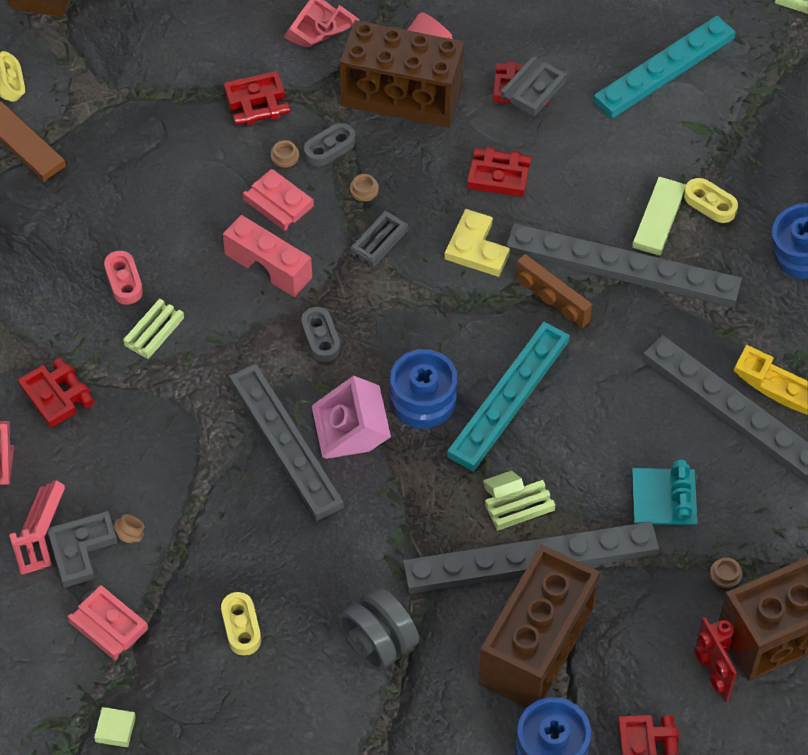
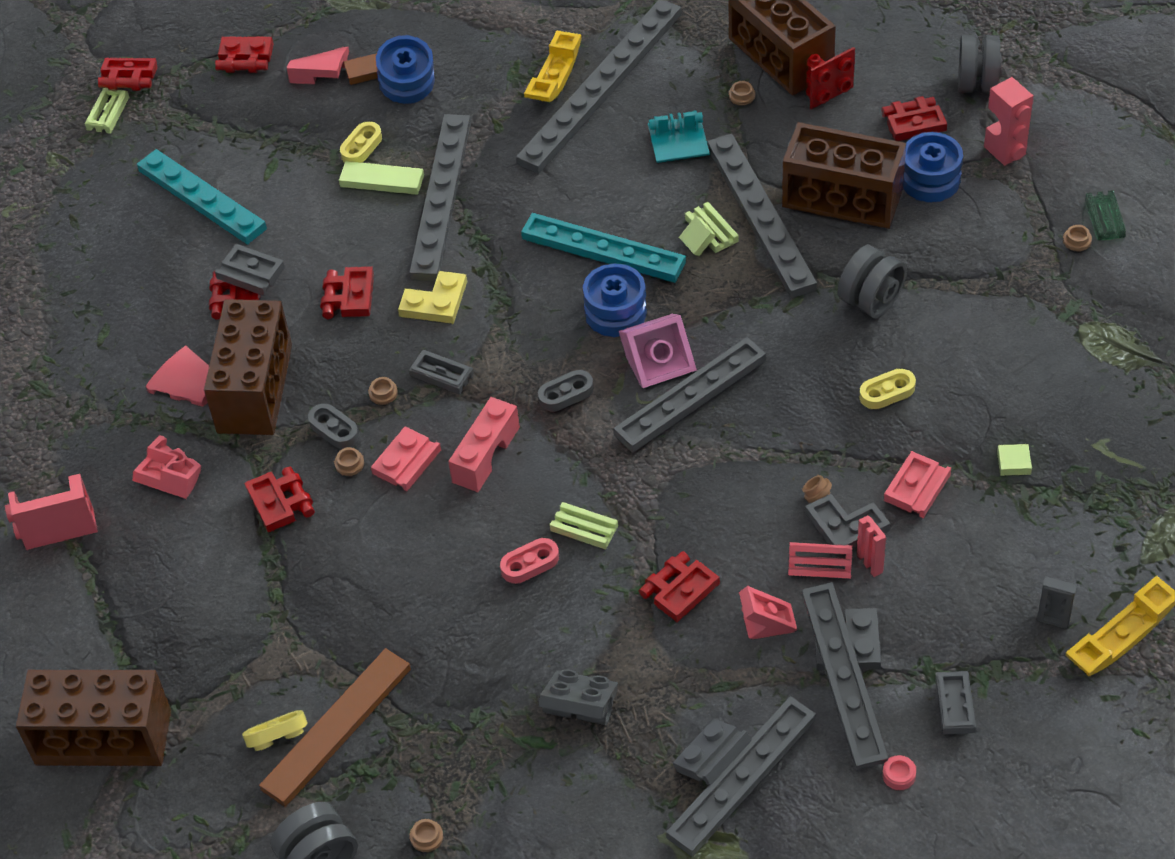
camera: 95 degrees left, 5 degrees down
(553, 291) = (483, 232): dark orange plate -> none

